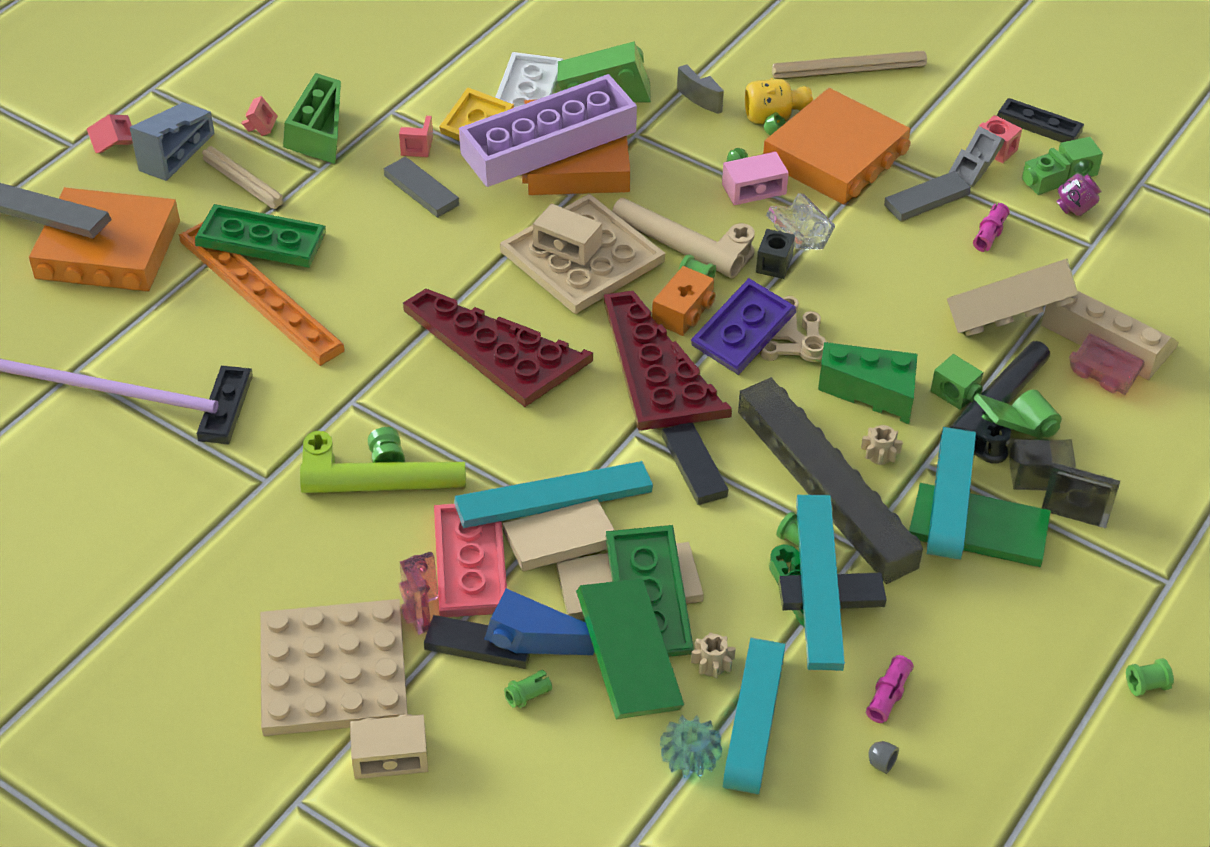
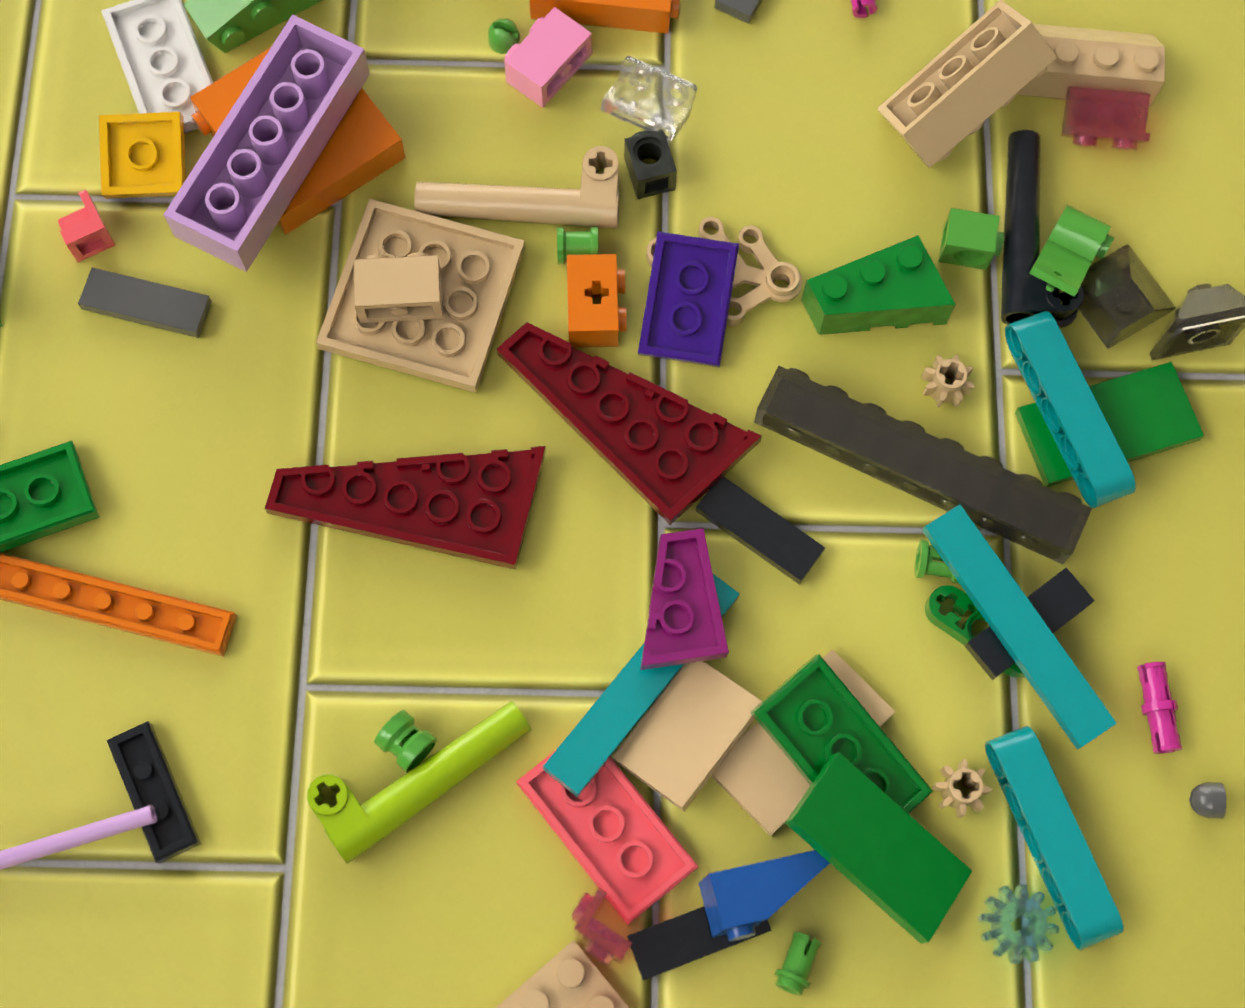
camera: 35 degrees left, 25 degrees up
(609, 465) = (684, 605): none -> magenta wing

